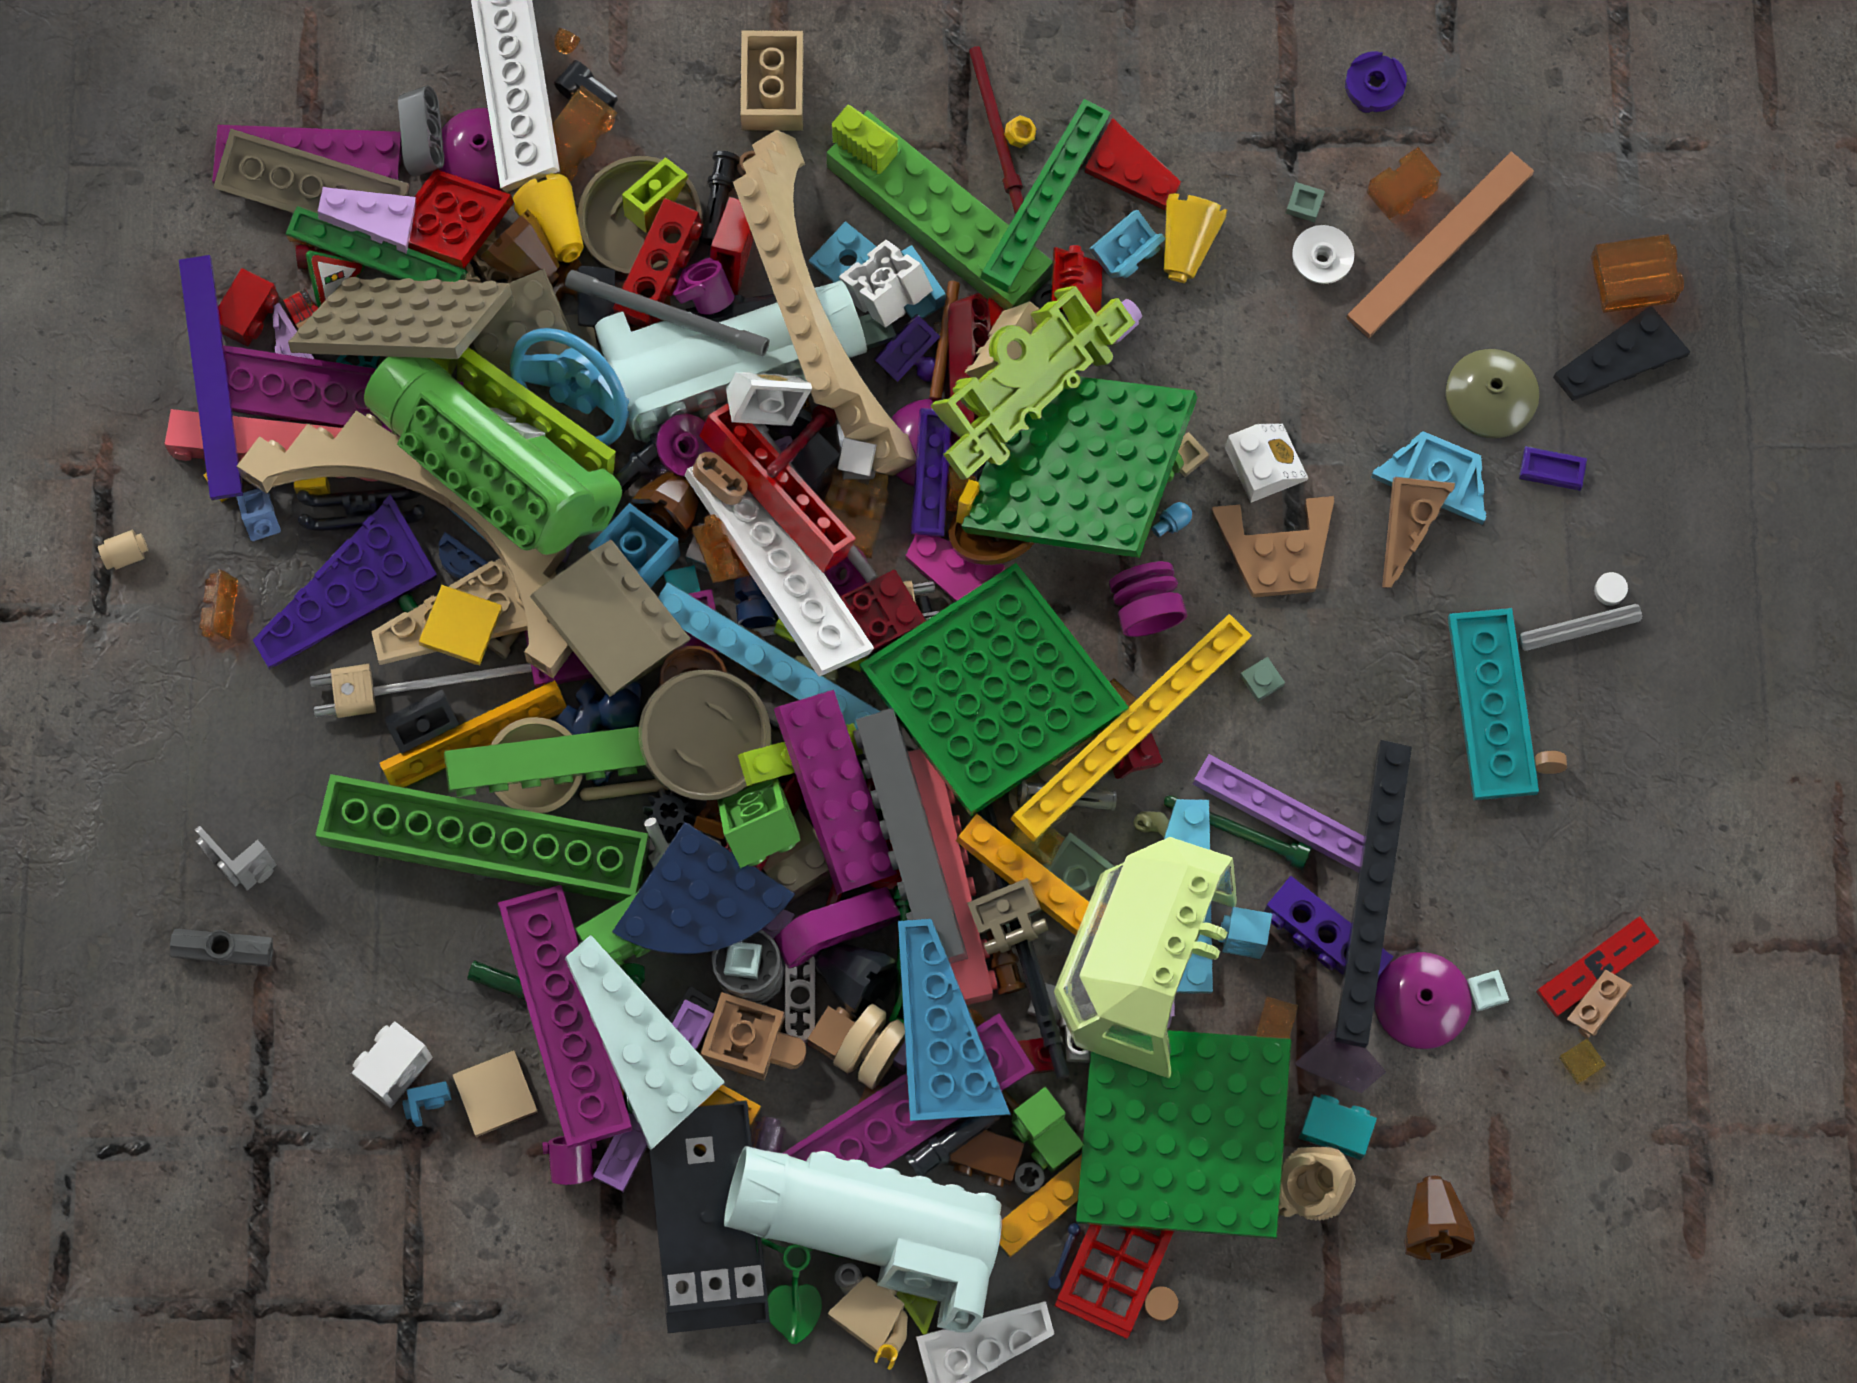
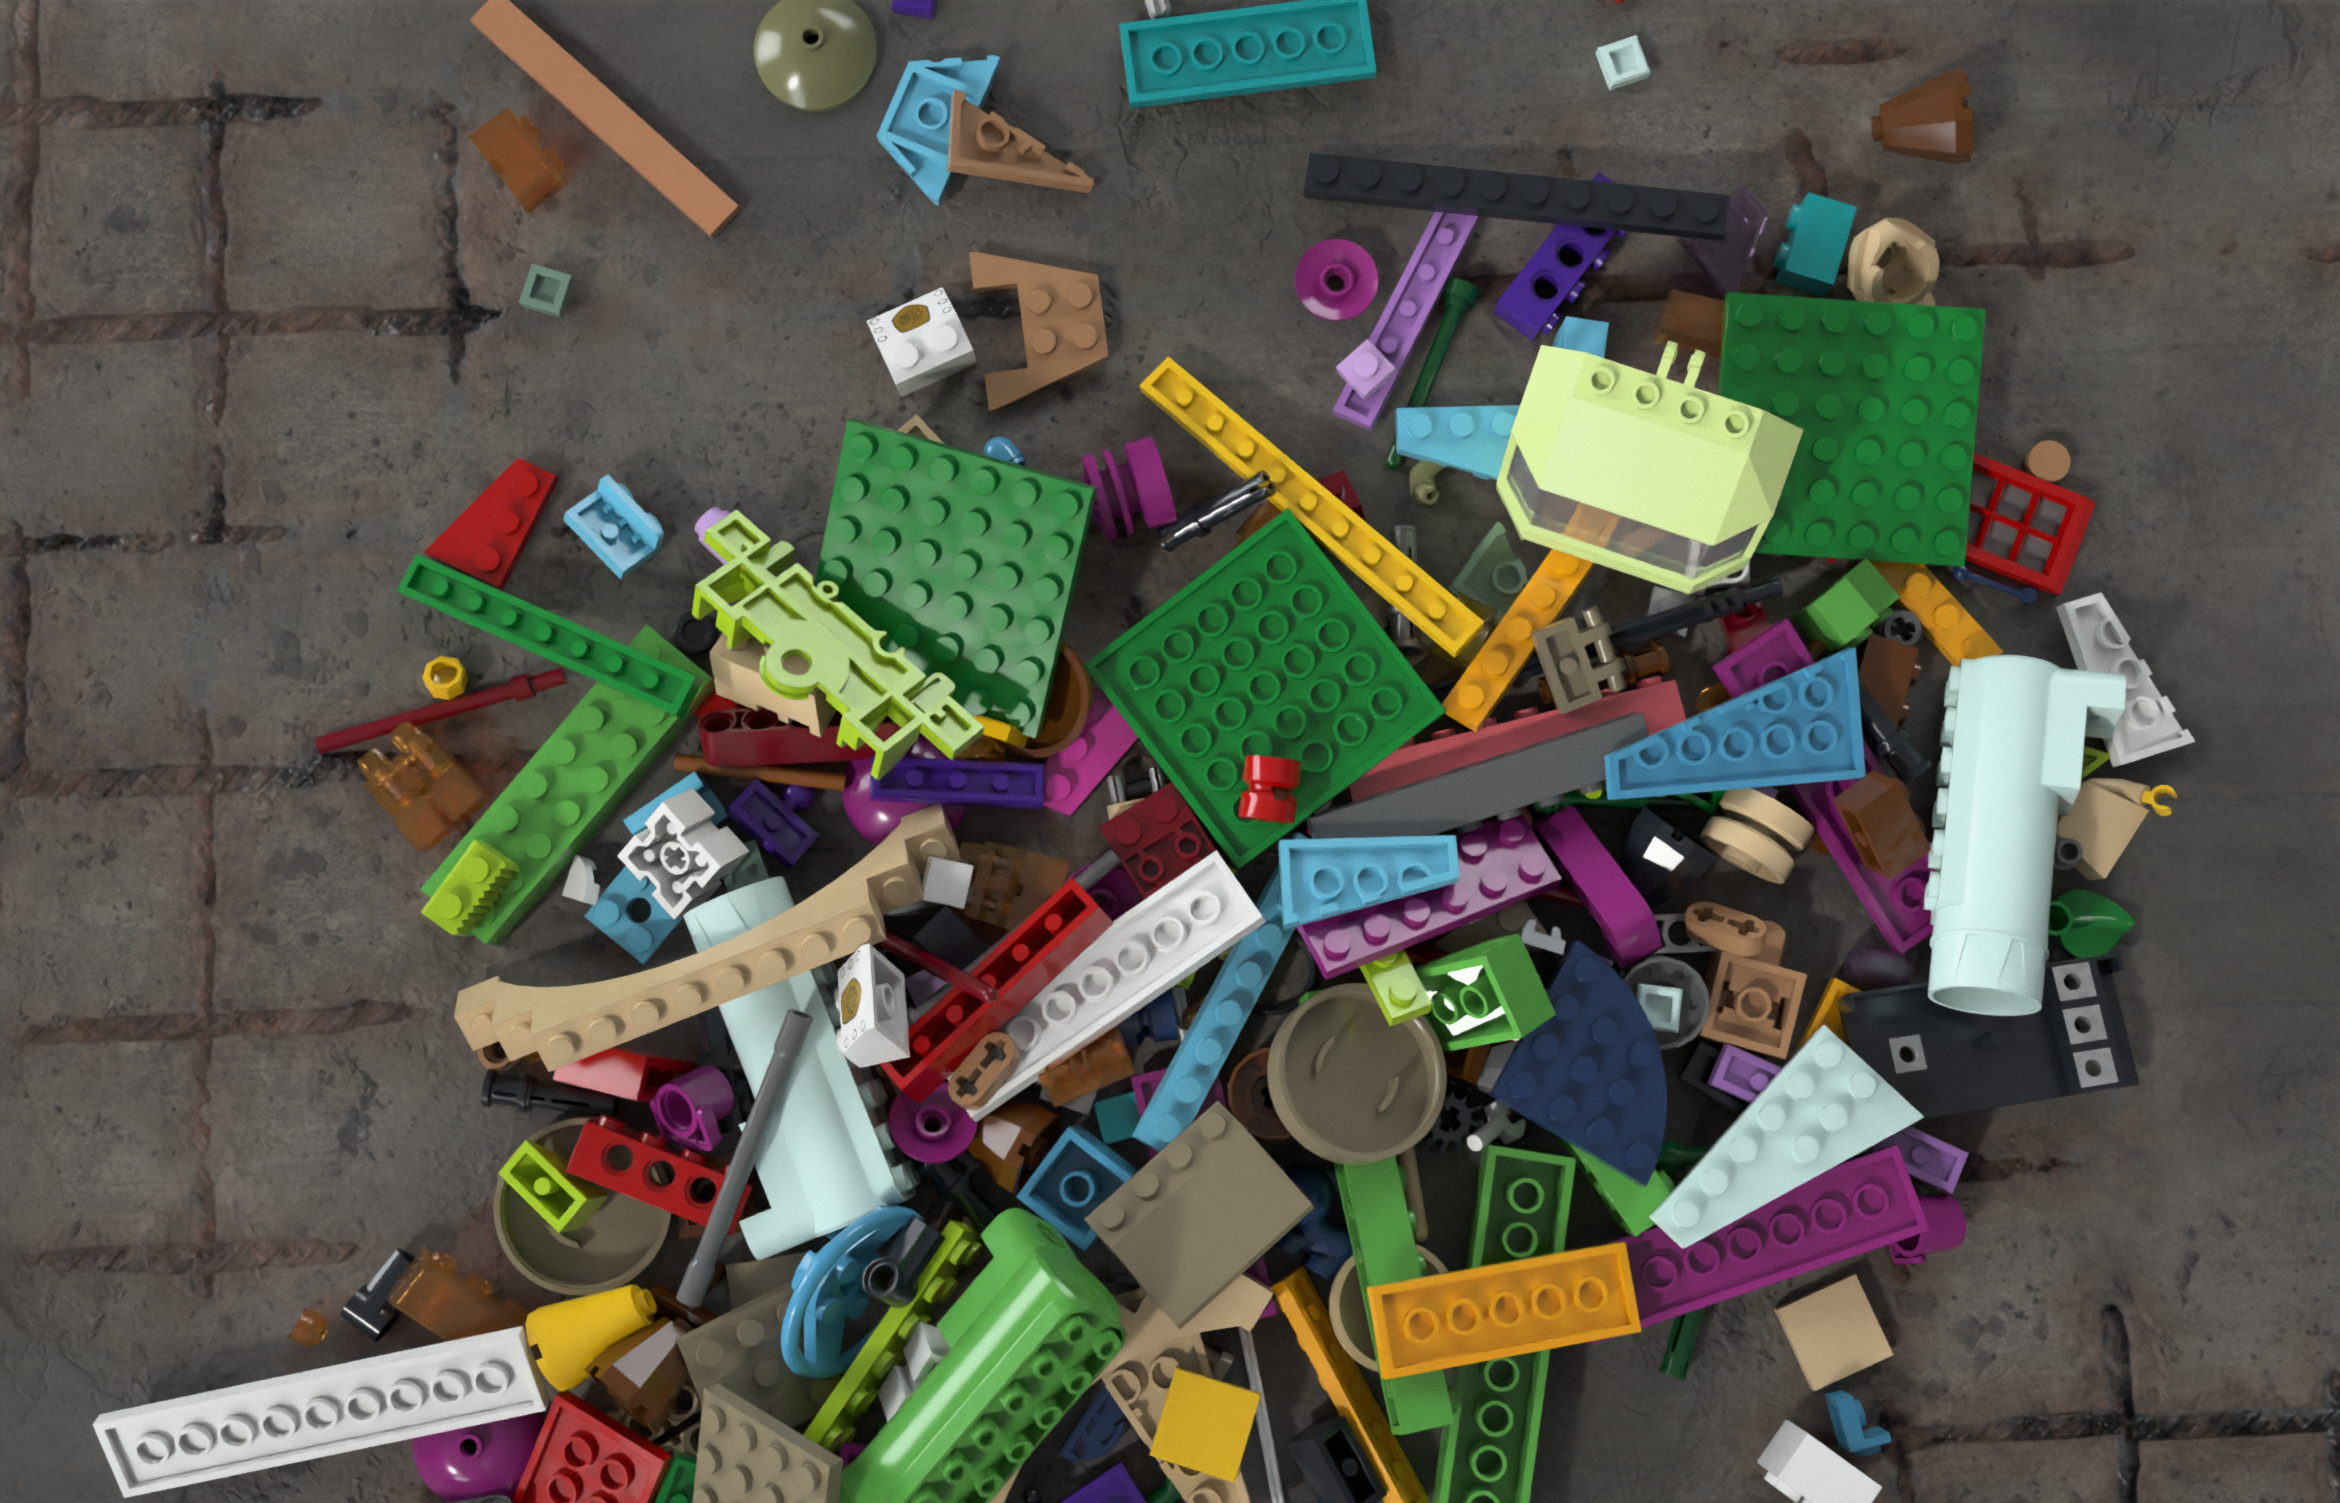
camera: 90 degrees left, 10 degrees up
(528, 830) = (1503, 1310): none -> light orange plate
(579, 411) = (905, 1262): none -> black piece
(592, 308) = (732, 1268): black panel -> none
(772, 80) = (371, 1027): tan brick -> none
(788, 869) = (1542, 948): none -> tile
(804, 1020) = (1725, 929): none -> medium nougat beam
(830, 1031) = (1731, 886): medium nougat brick -> none
(850, 733) = (1354, 873): none -> medium azure wing
(870, 219) = (580, 881): none -> white tile
(874, 1130) = (1882, 824): none -> reddish brown brick
(926, 685) = (1270, 789): none -> red wheel
(941, 115) = (451, 789): none -> clear orange hips
(1074, 269) = (666, 594): red hinge -> none
(1124, 651) = (1200, 519): none -> black pin
(1189, 234) = (600, 442): yellow cone -> none
(1237, 776) = (1366, 370): none -> lavender plate
(1262, 679) = (1223, 344): sand green plate -> none
(1316, 747) = (1340, 261): none -> magenta dish
(1327, 242) = (621, 247): white dish -> none
(1375, 98) = (345, 190): dark purple plate -> none
(1416, 1021) = (1611, 141): magenta dish -> none

